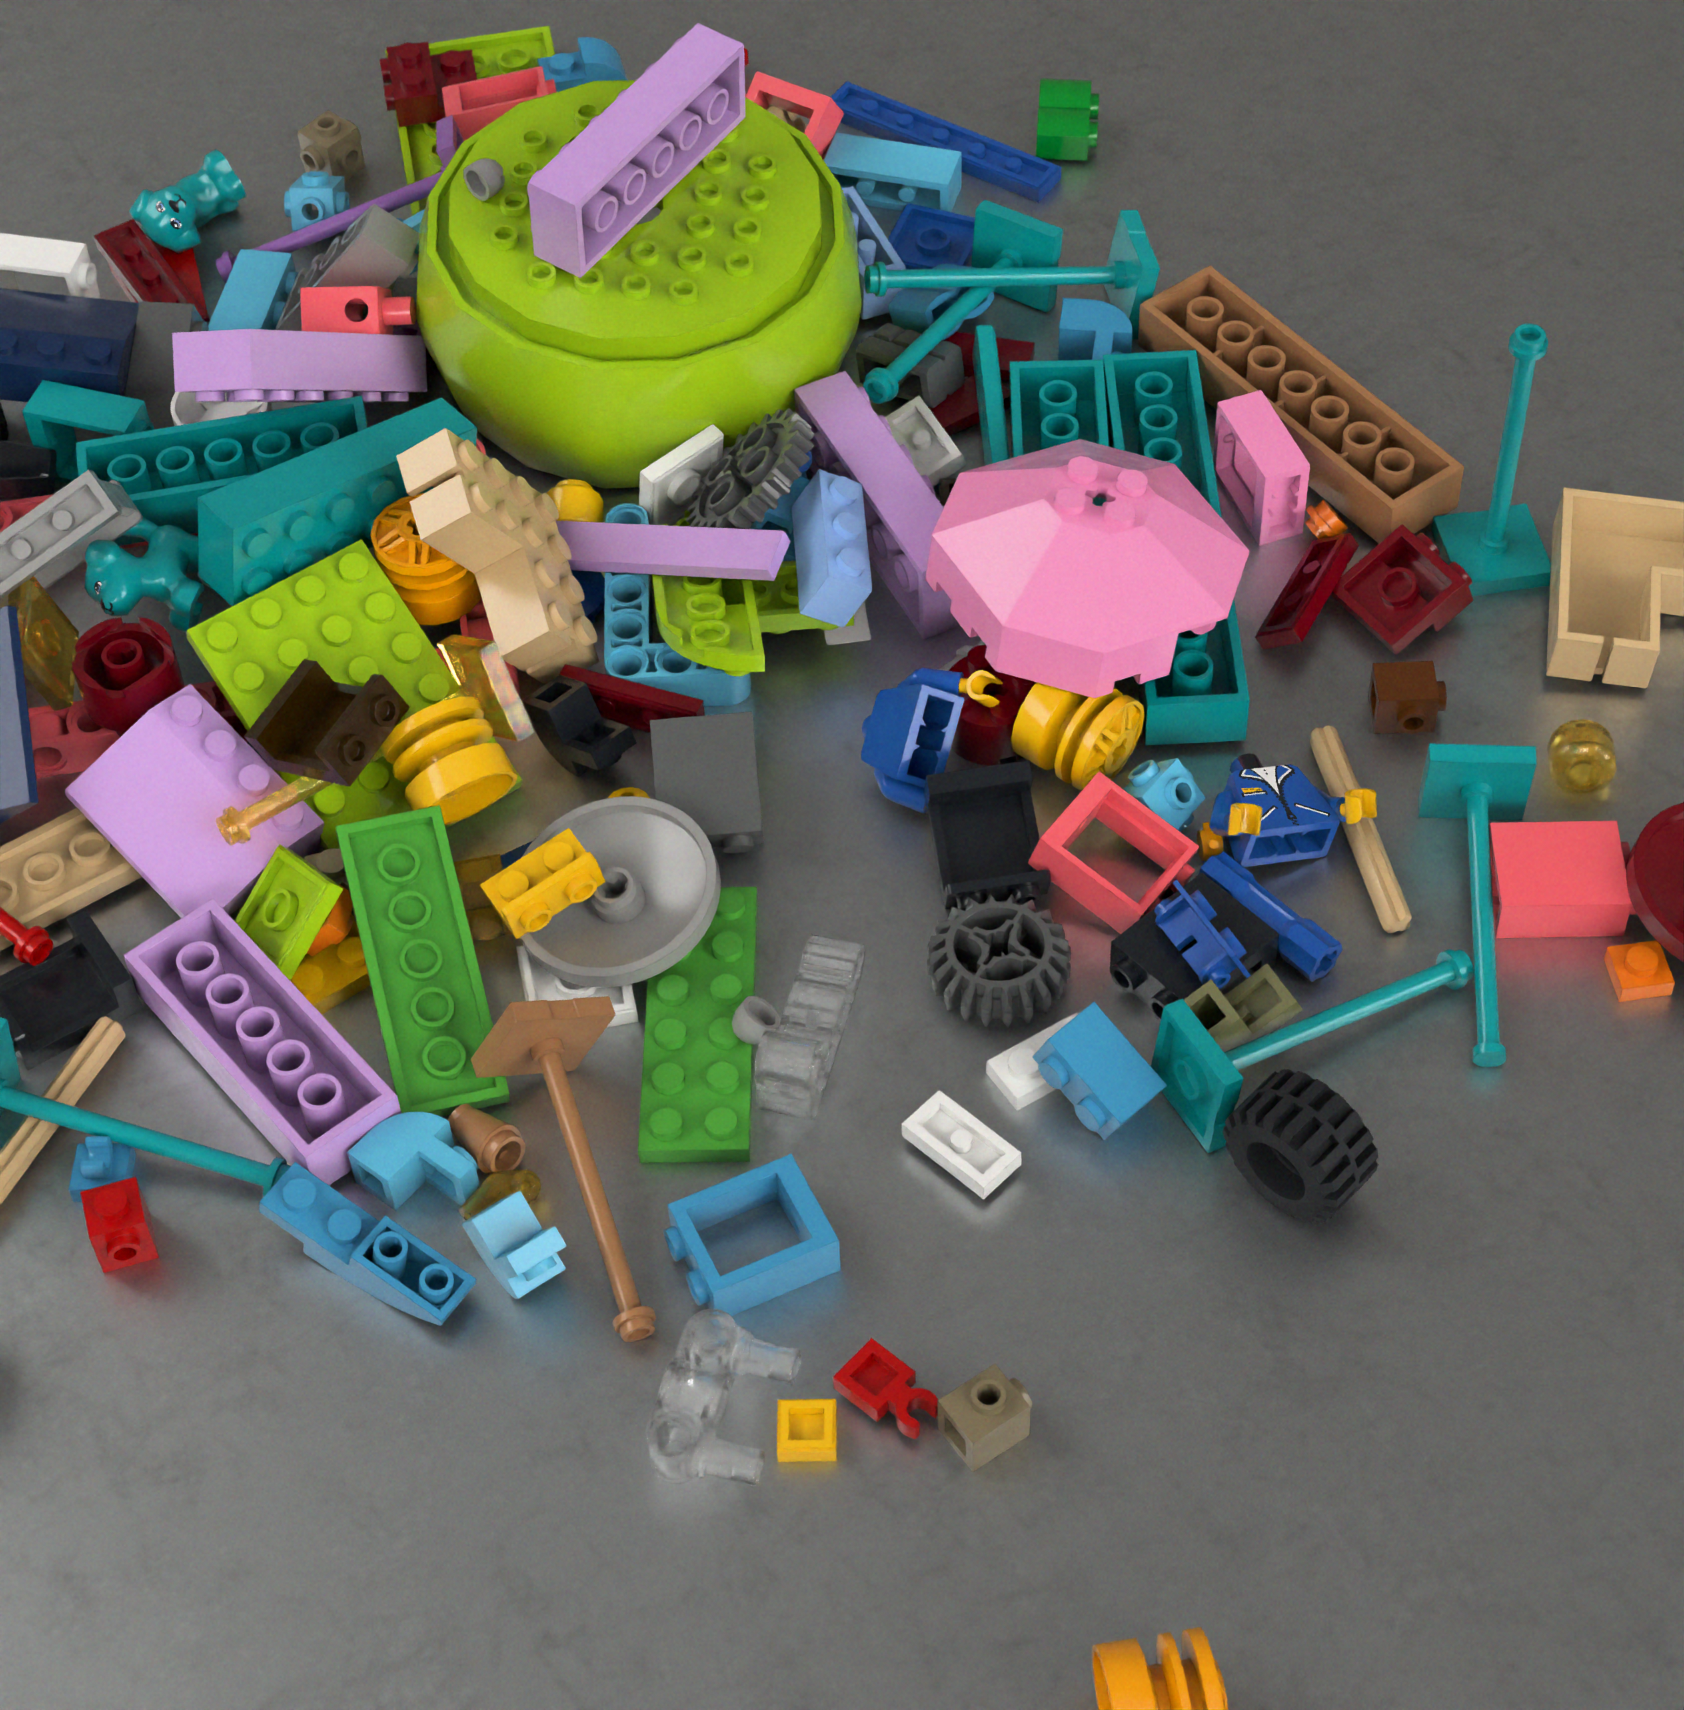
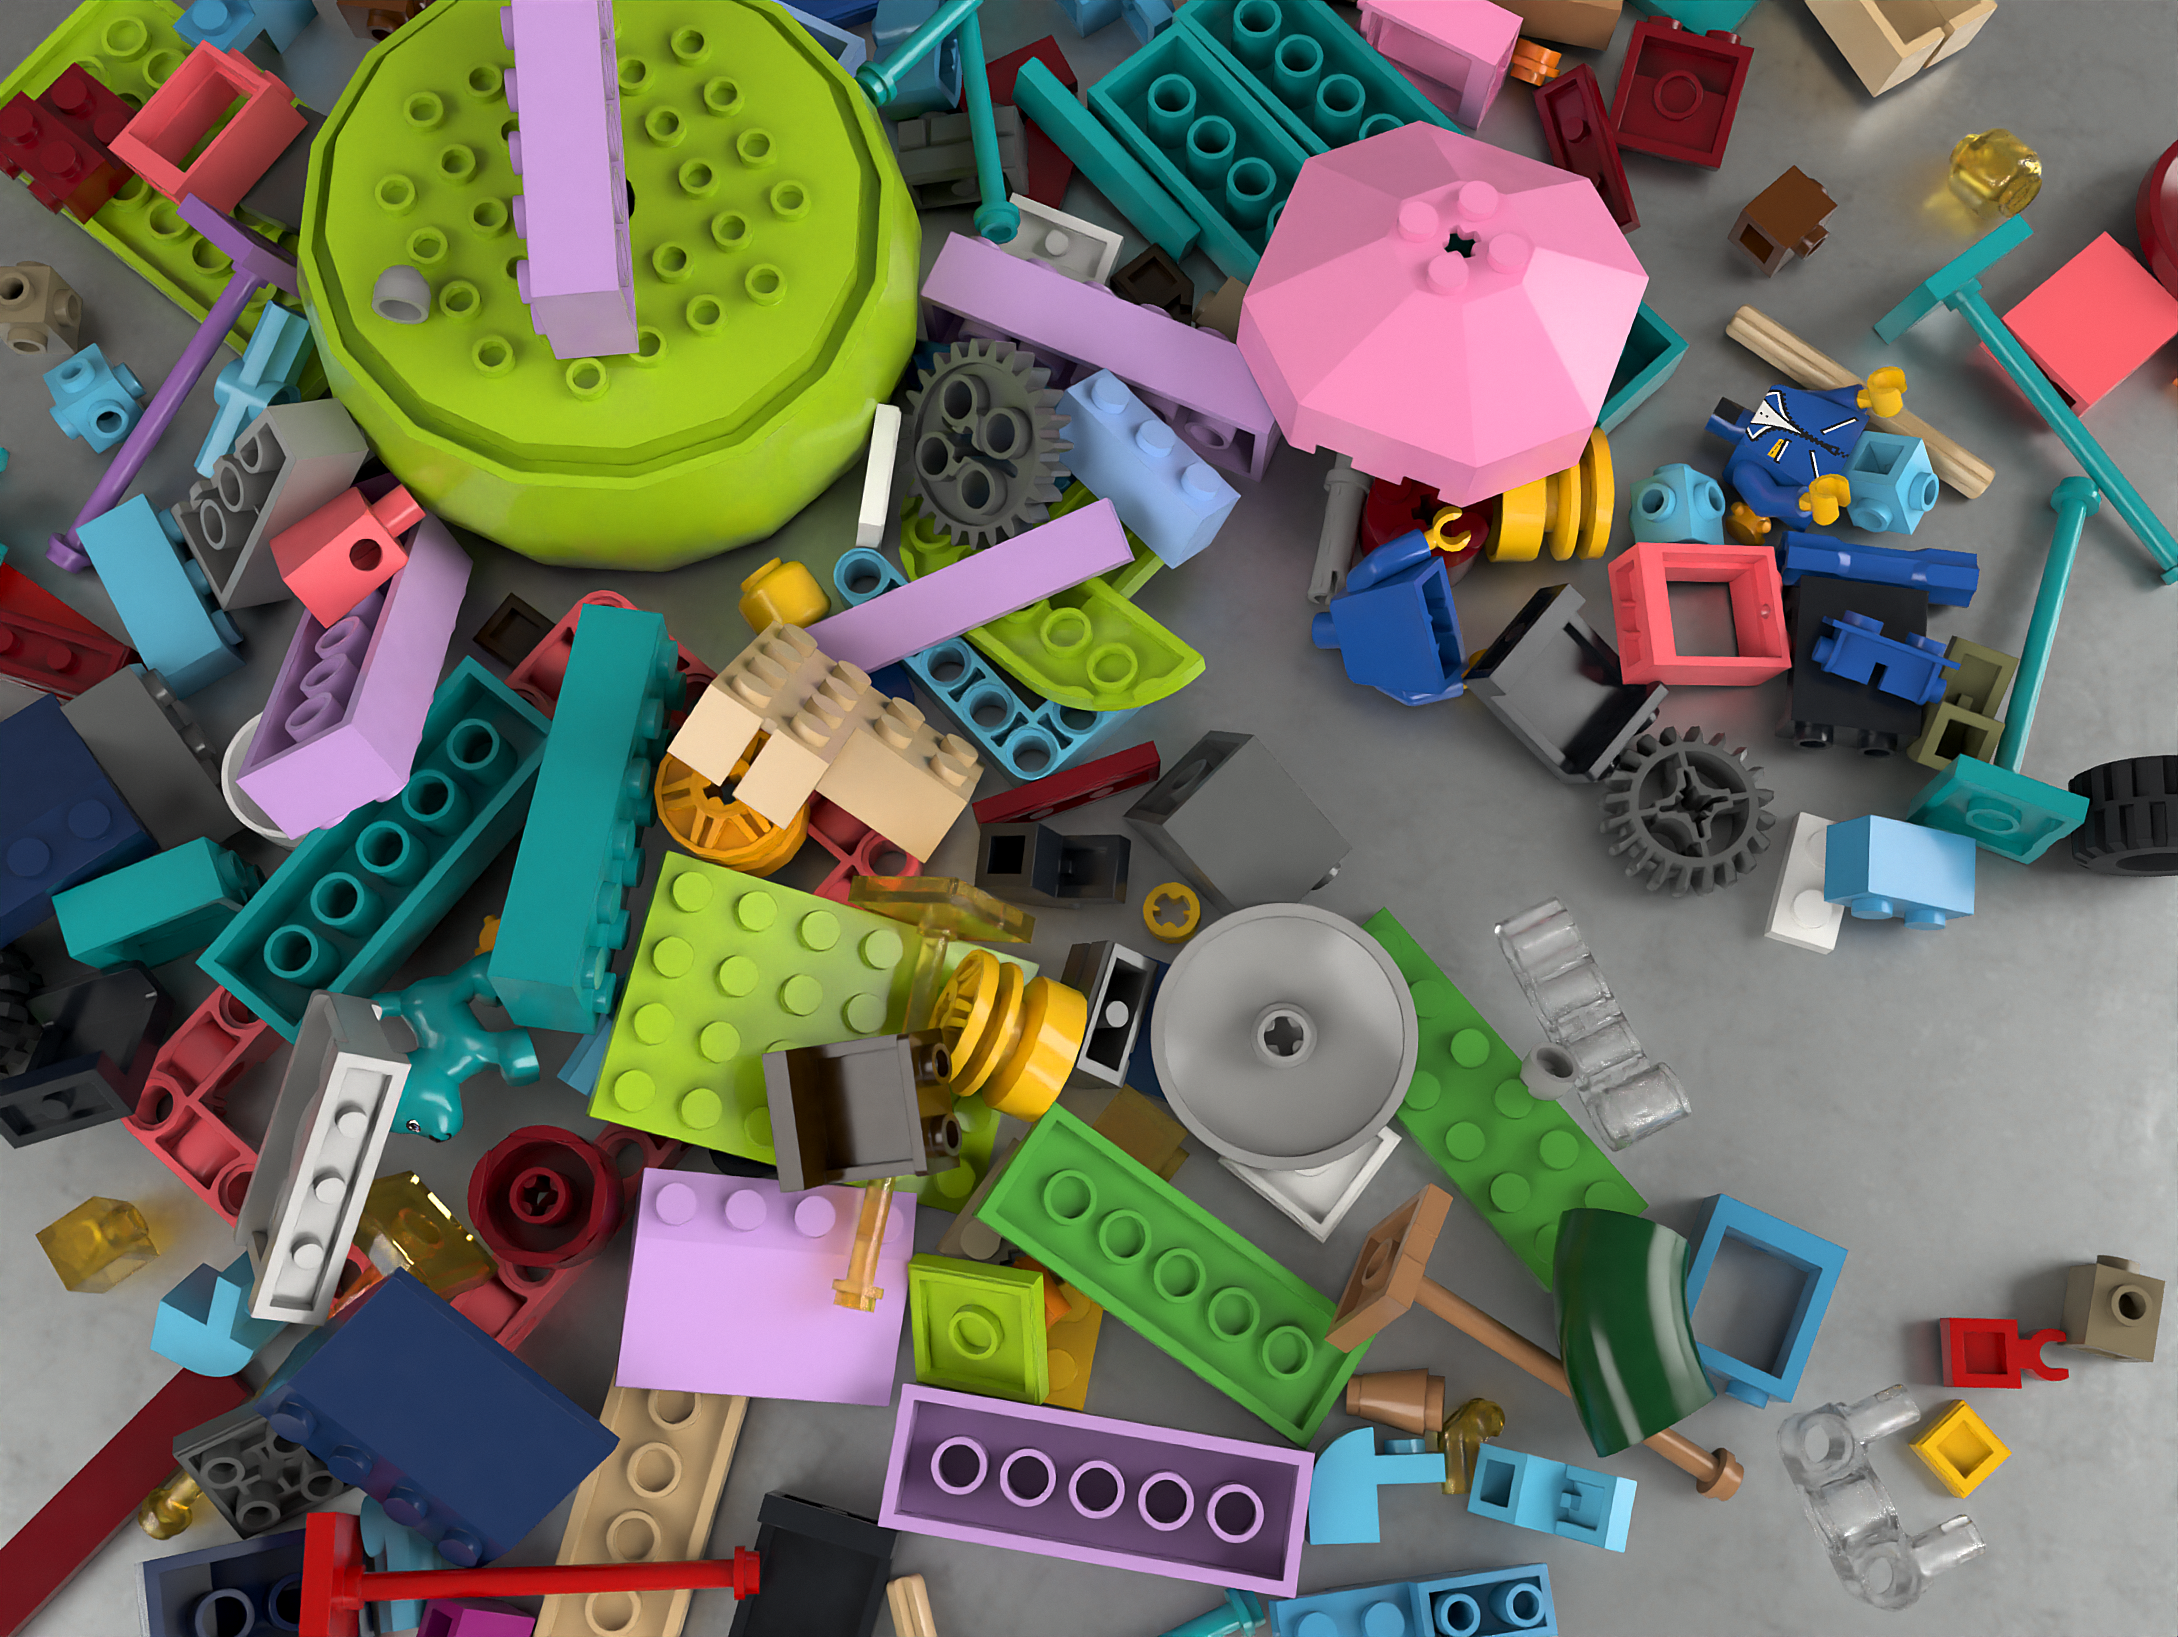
camera: 40 degrees left, 25 degrees up
(519, 813) = (1117, 996): none -> dark grey brick
(543, 883) = (1223, 1094): yellow bracket -> none
(643, 1159) = (1625, 1326): none -> dark green brick
(961, 1144) = (1830, 1040): white plate -> none
(1318, 867) = (1889, 482): none -> medium azure brick

